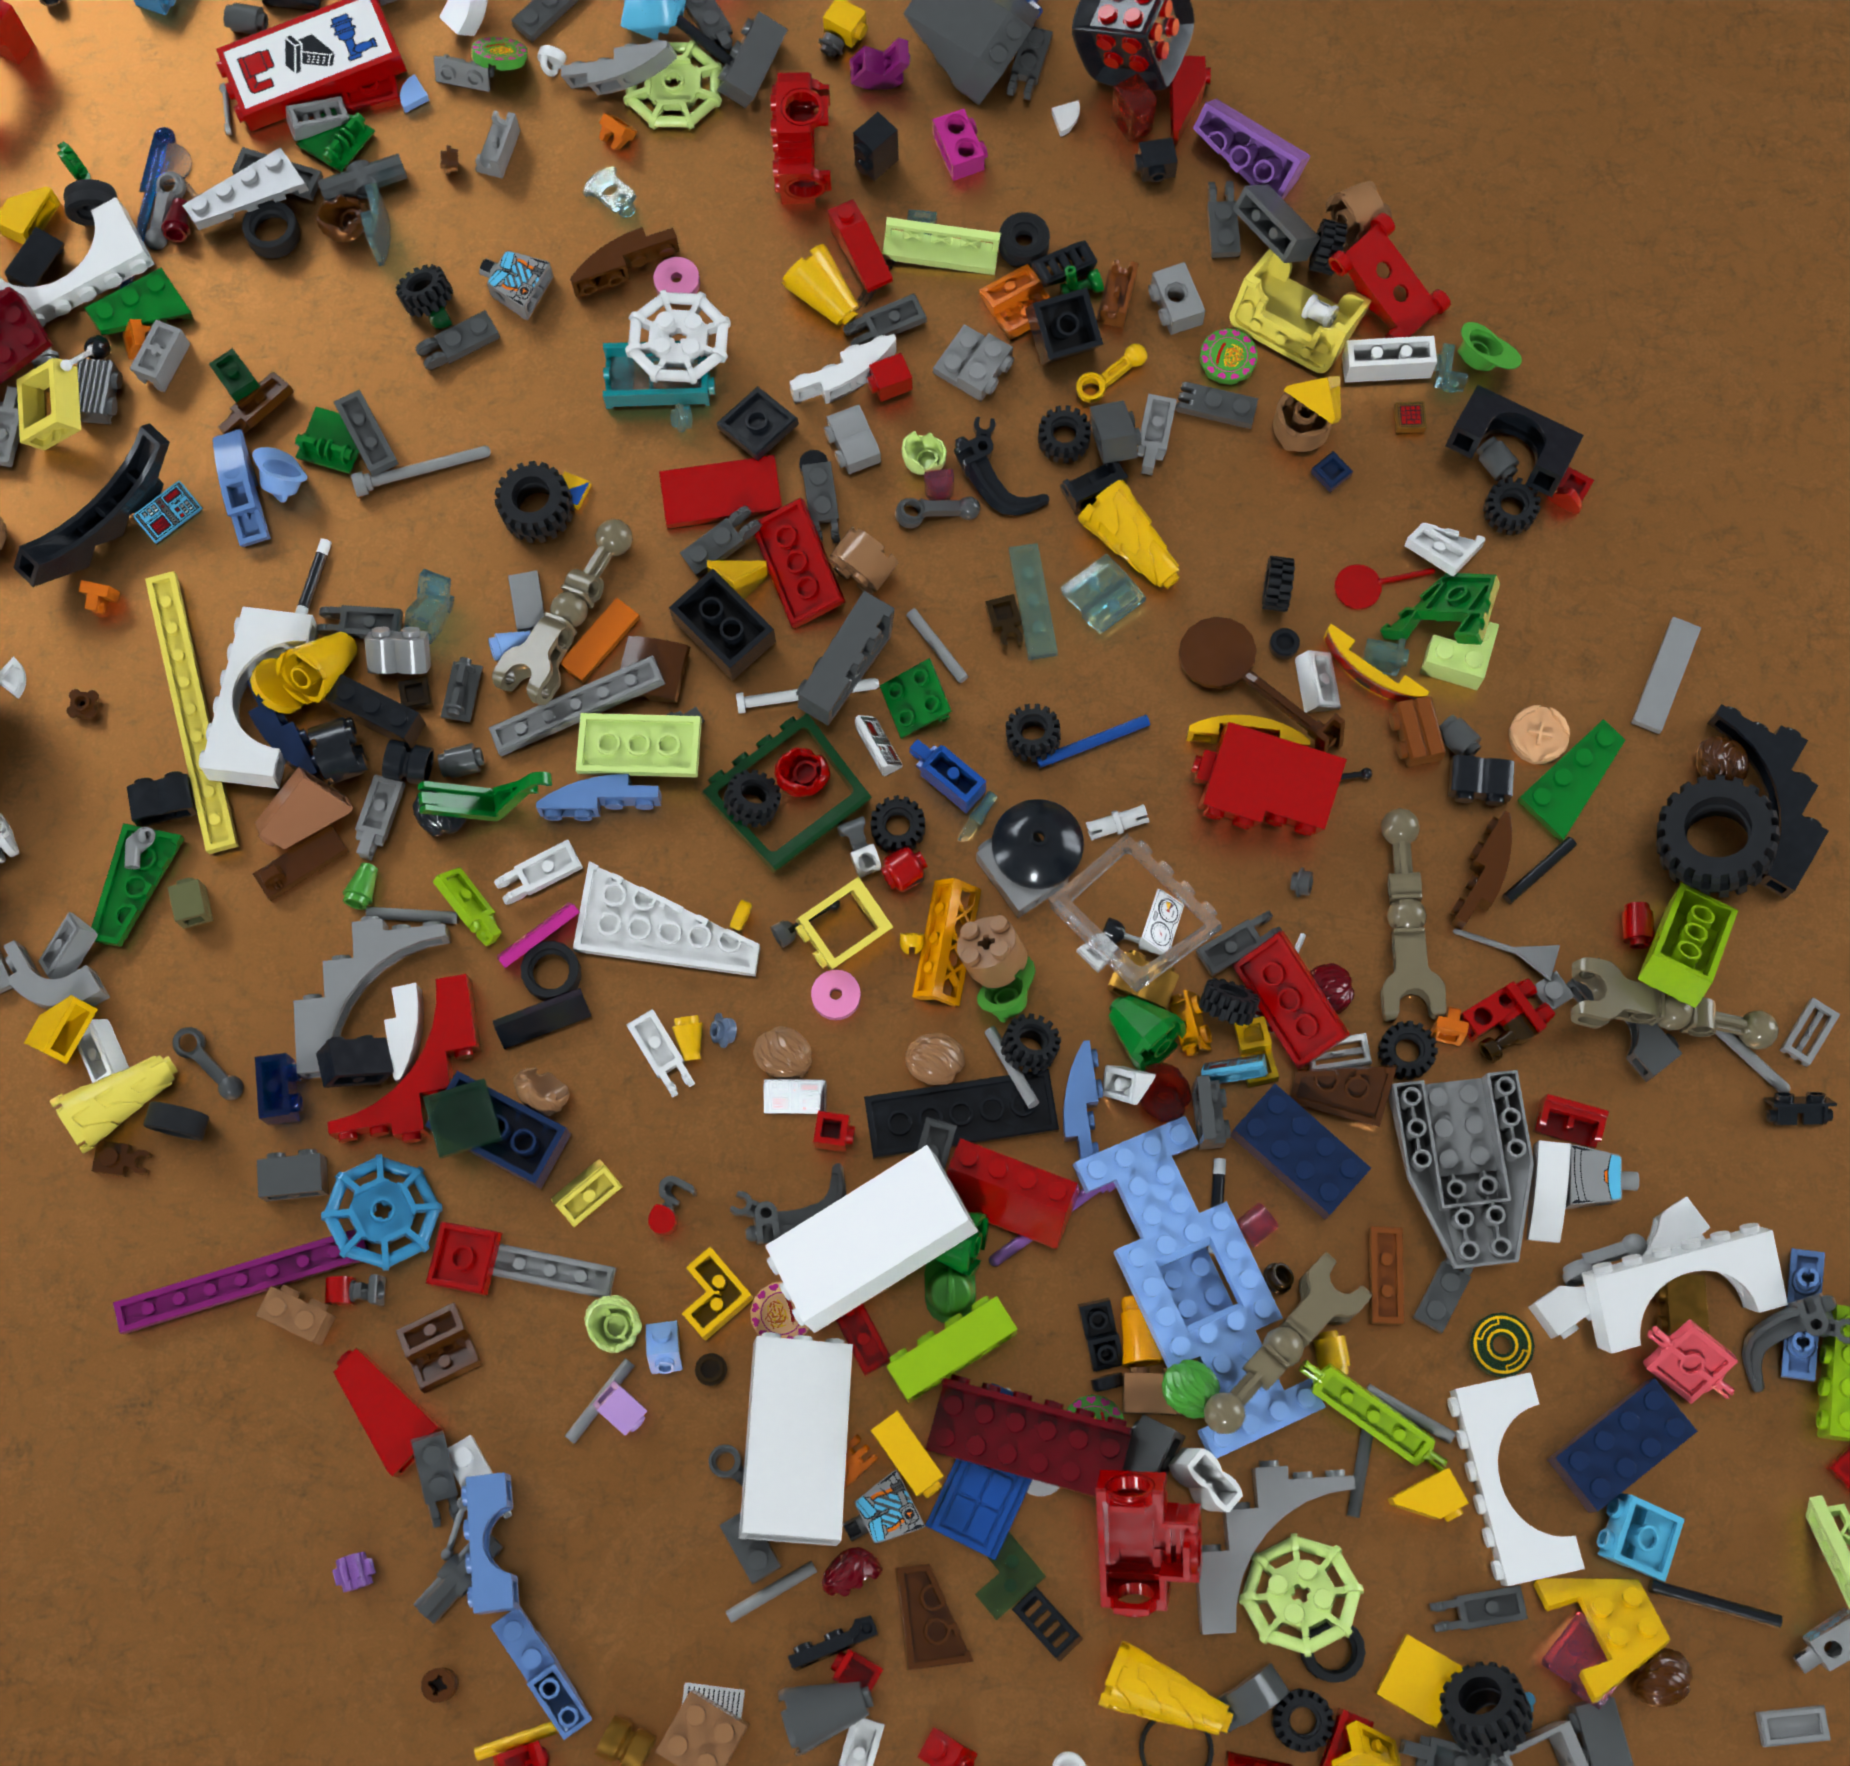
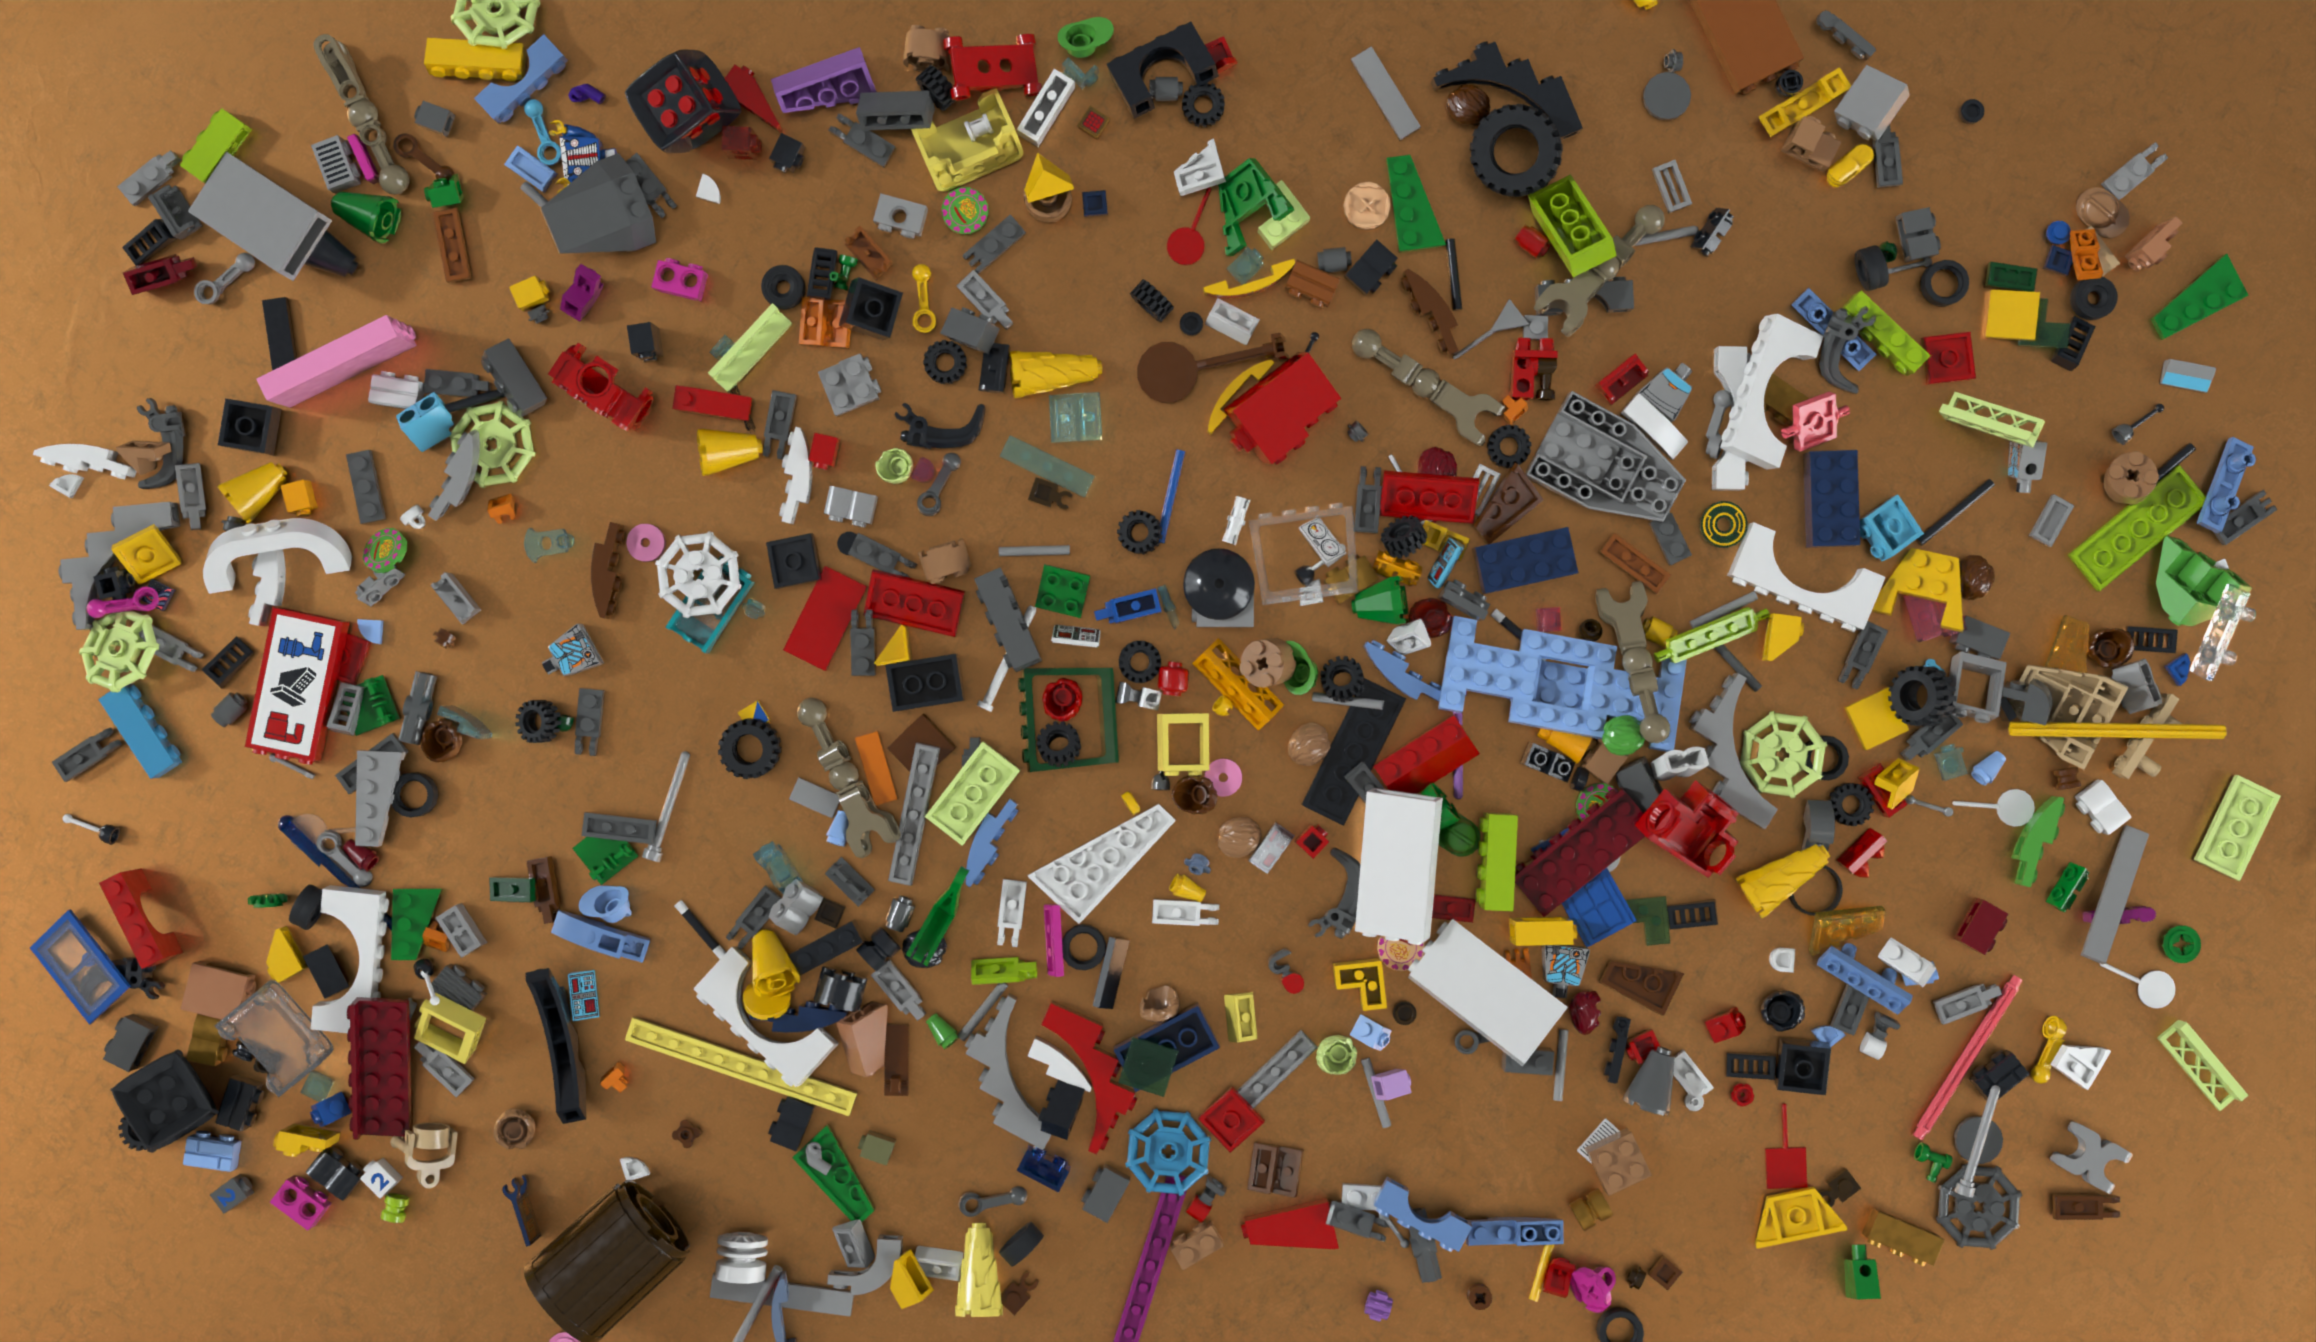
camera: 60 degrees left, 15 degrees up
(795, 973) = (1195, 794): none -> reddish brown hair

